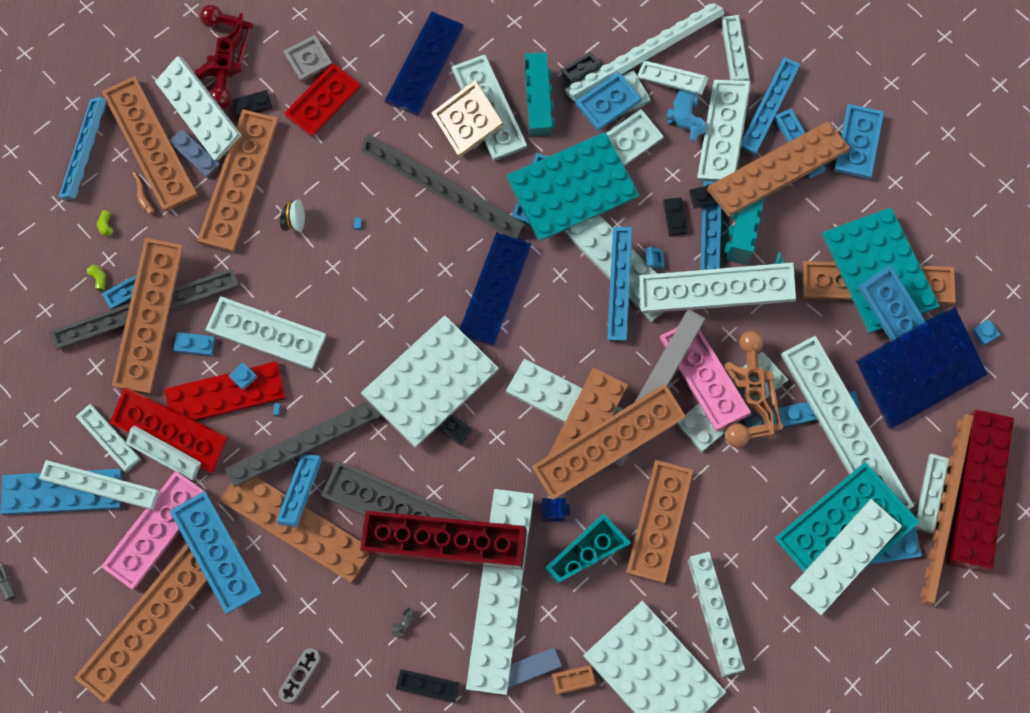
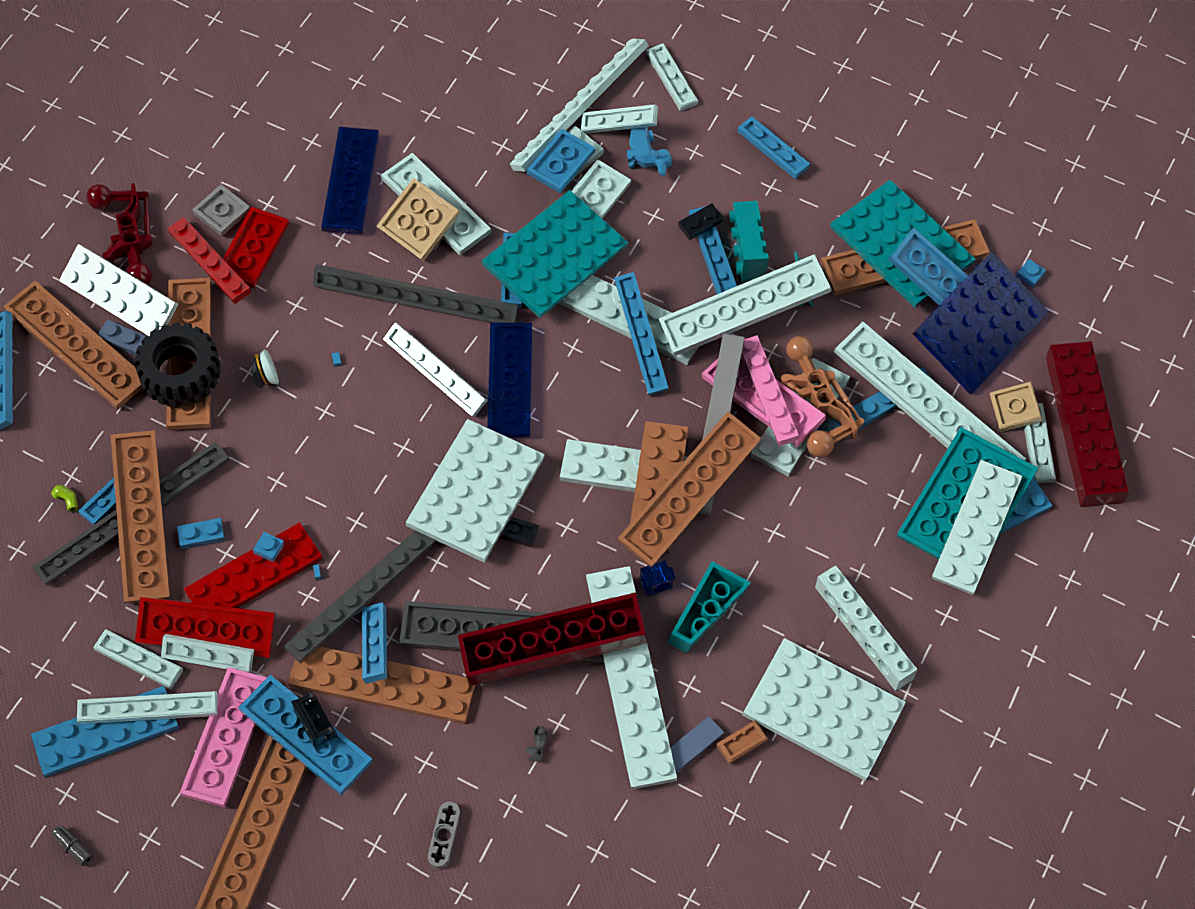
camera: 20 degrees left, 10 degrees down
(102, 224) = (53, 442): lime arm -> none
(144, 203) = (88, 404): nougat animal -> none
(218, 169) = (177, 341): none -> black tyre
(224, 544) = (313, 719): none -> black hinge
(254, 102) = (180, 269): black plate -> none
(266, 333) = (276, 497): light aqua plate -> none
(281, 102) = (209, 260): none -> red plate
(427, 686) = (588, 799): black plate -> none
(435, 260) = (435, 369): none -> light aqua plate
(538, 94) = (484, 174): teal wedge -> none
(581, 68) = (519, 138): black plate -> none
(654, 258) = (667, 299): dark azure plate -> none
(659, 522) = (771, 556): nougat plate -> none
(675, 216) = (672, 254): black plate -> none
(709, 373) = (768, 392): none -> bright pink plate
(724, 129) = (691, 156): light aqua plate -> none
(769, 106) = (728, 121): dark azure plate -> none
(778, 169) = (761, 175): nougat plate -> none
(861, 134) = (832, 128): dark azure plate -> none
(923, 454) = (1015, 406): none -> tan tile
(945, 516) = (1060, 459): nougat plate -> none

